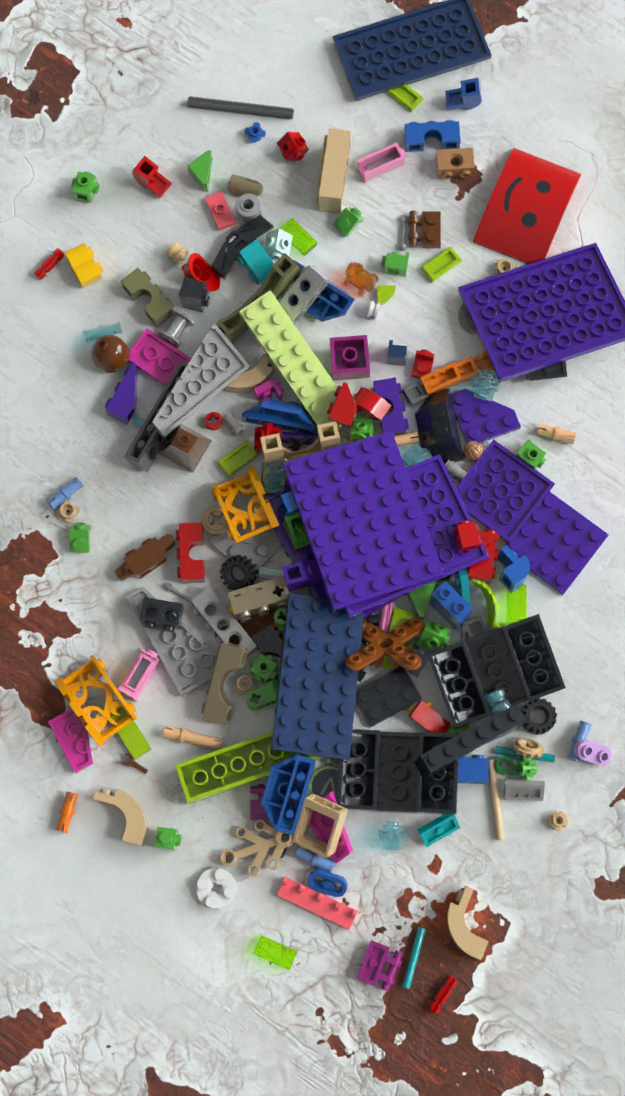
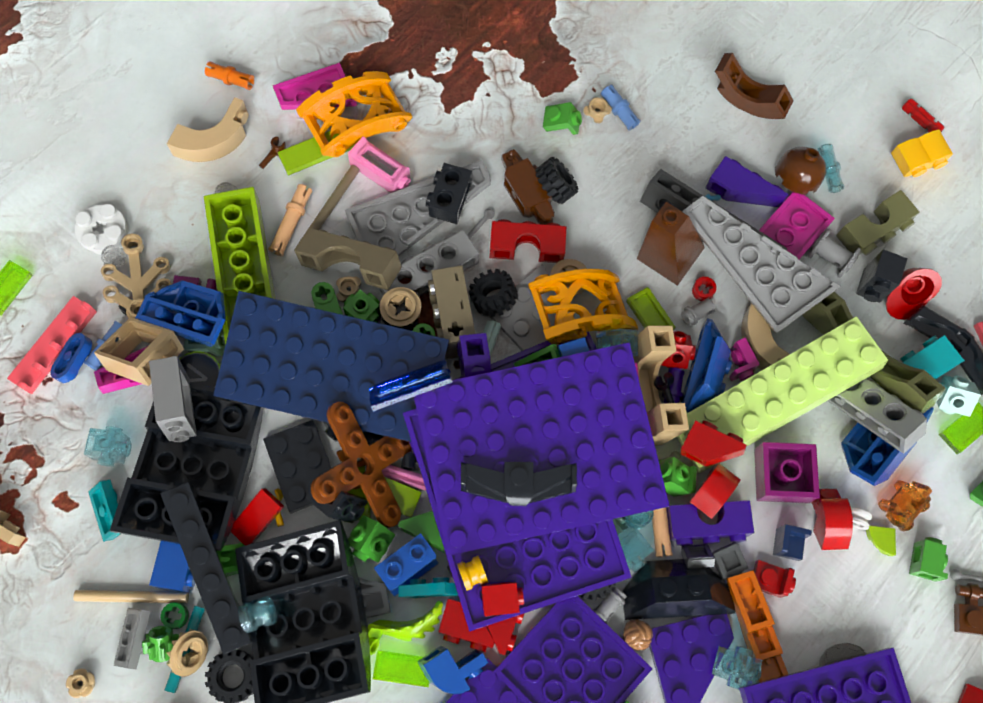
camera: 90 degrees right, 5 degrees down
(45, 391) = (749, 95): none -> reddish brown arch
(140, 534) = (556, 180): none -> black tyre
(167, 838) = (171, 176): bright green brick -> none
(175, 710) = (334, 198): none -> dark tan bar
(177, 252) = (943, 264): tan wheel -> none
(257, 629) = (396, 297): none -> tan gear
(330, 612) = (409, 385): none -> clear blue piece
(358, 785) = (172, 399): none -> light grey window
(378, 325) = (833, 520): none -> red brick
(390, 528) = (518, 482): none -> black plate
(415, 414) = (698, 556): none -> dark grey tile
(441, 264) = (929, 629): lime tile -> none
(453, 556) = (472, 572): none -> yellow wheel

